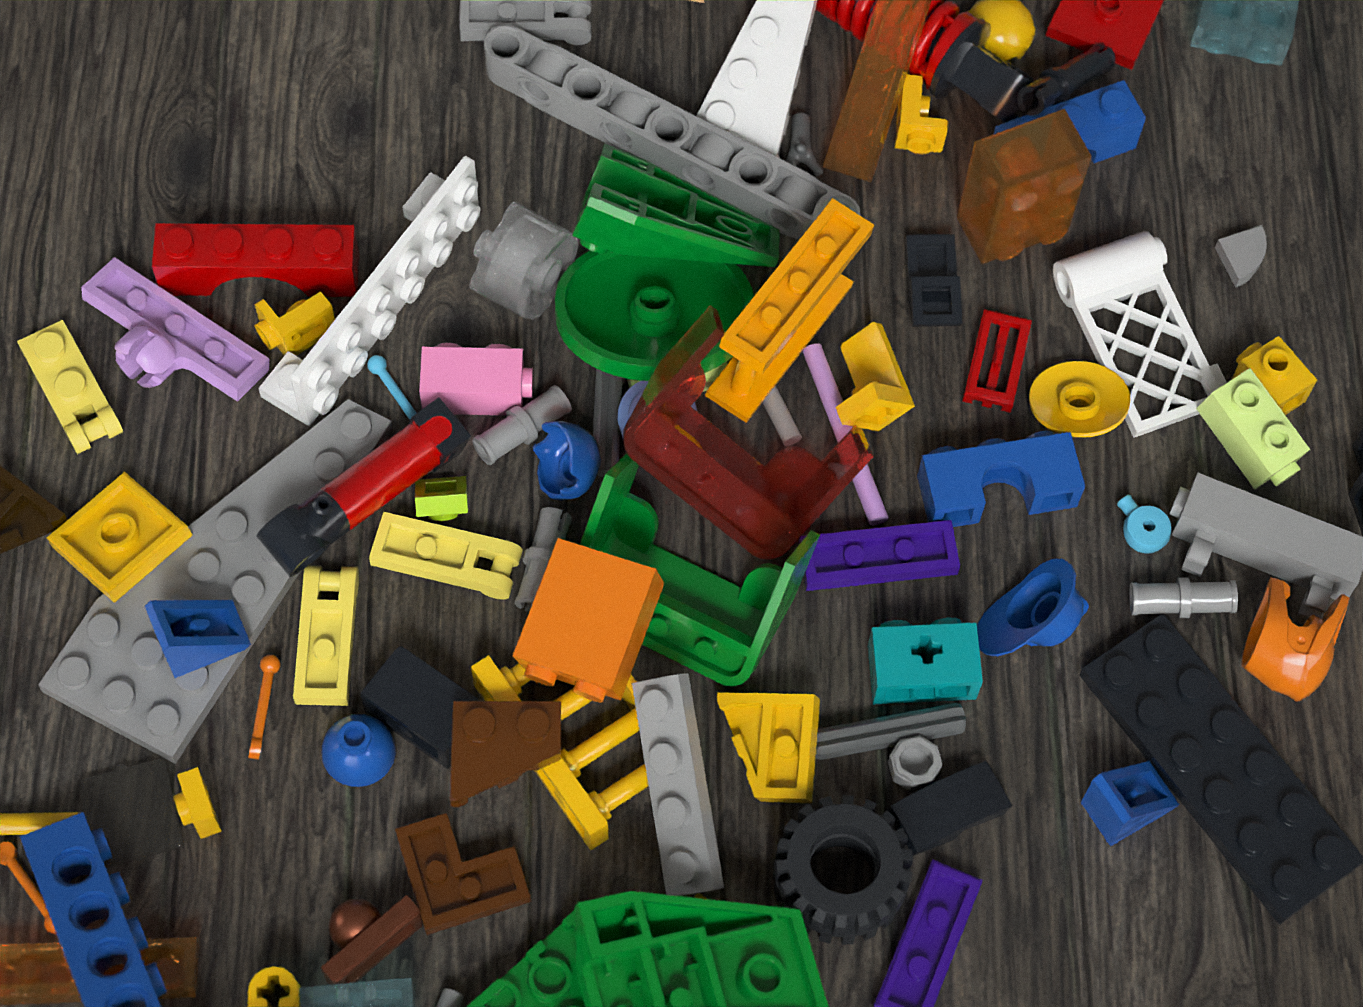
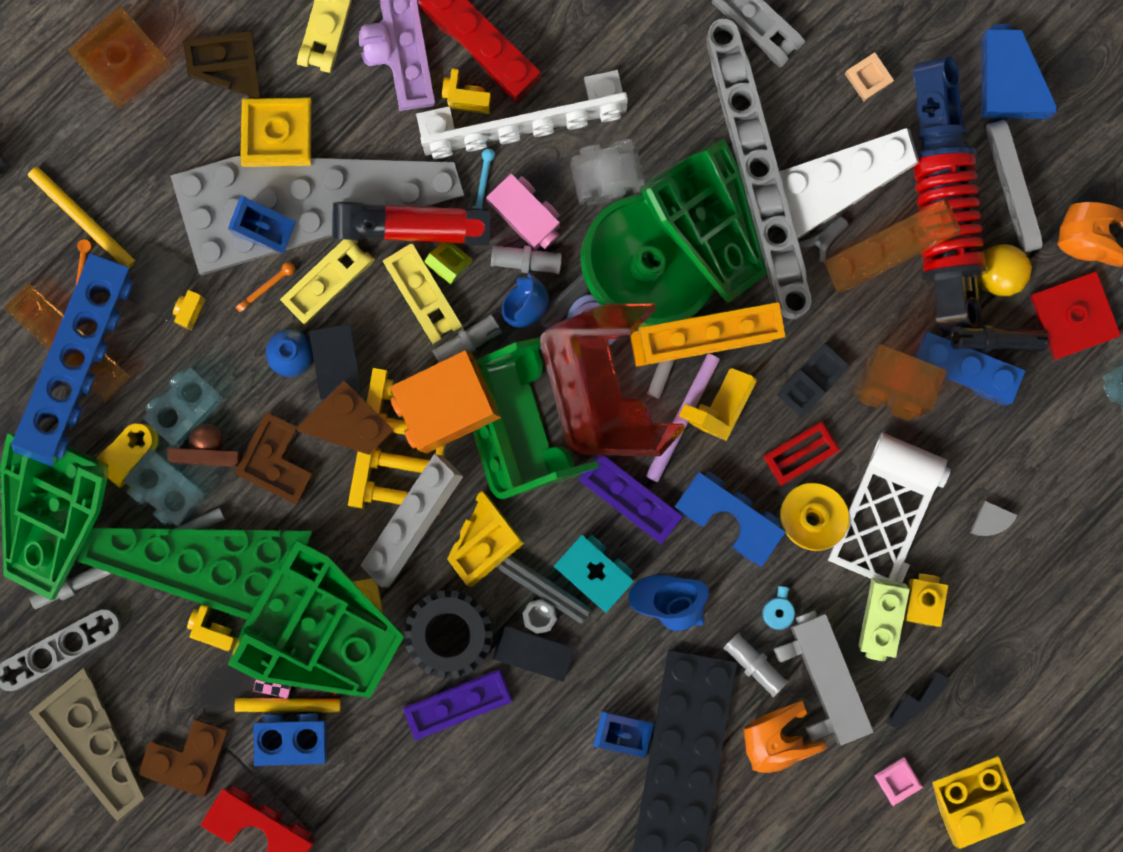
camera: 50 degrees right, 20 degrees up
(304, 913) = (189, 413): none -> clear light blue brick
(913, 126) = (903, 275): yellow bracket -> none

